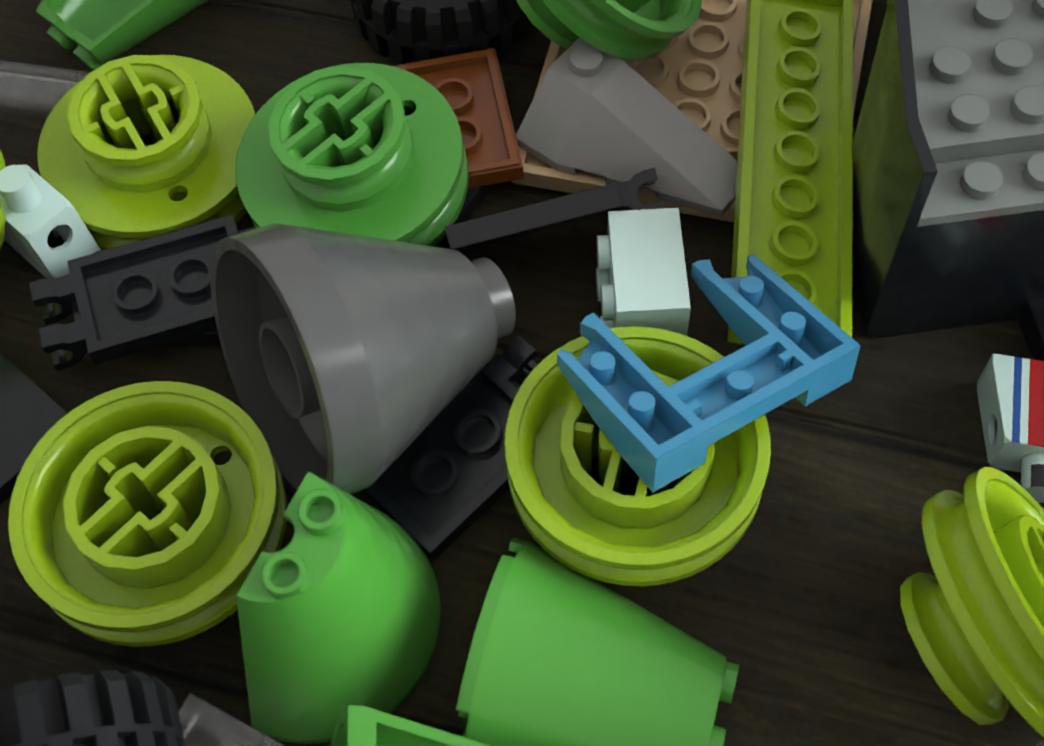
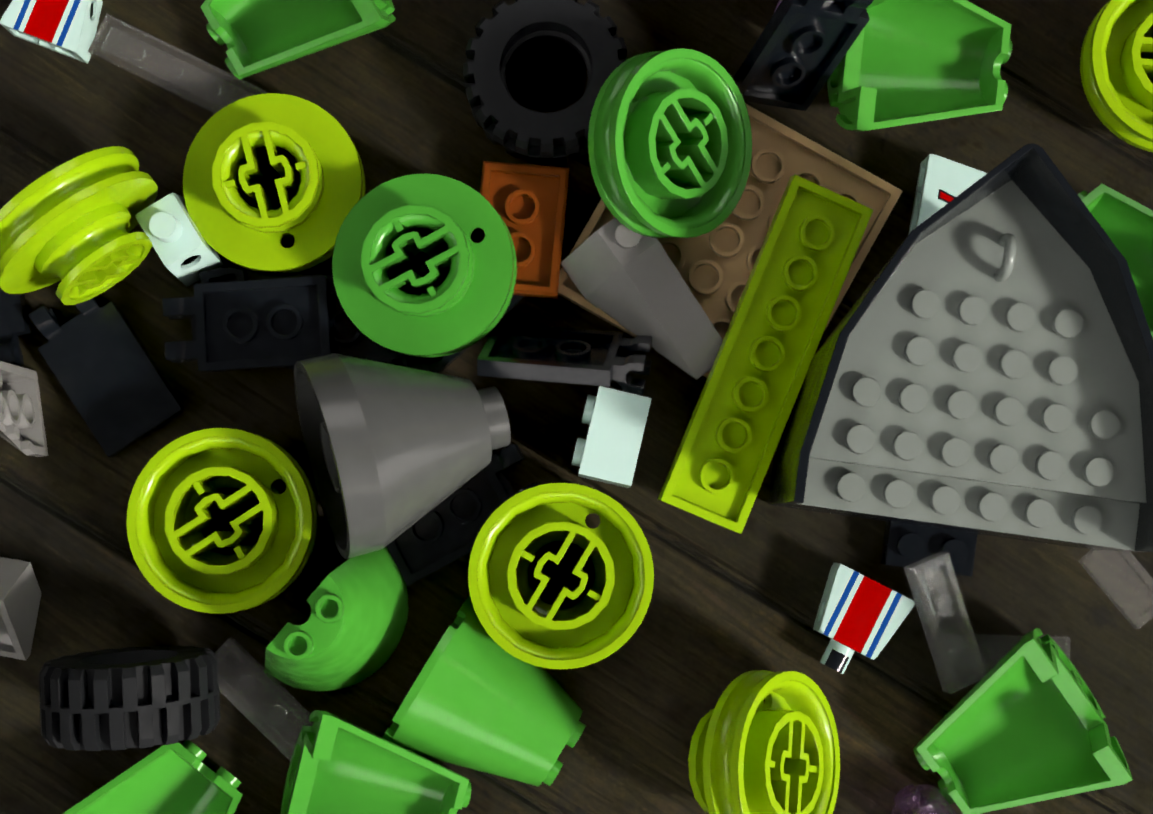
camera: 10 degrees right, 25 degrees up
(667, 429) = (687, 551): dark azure wedge -> none

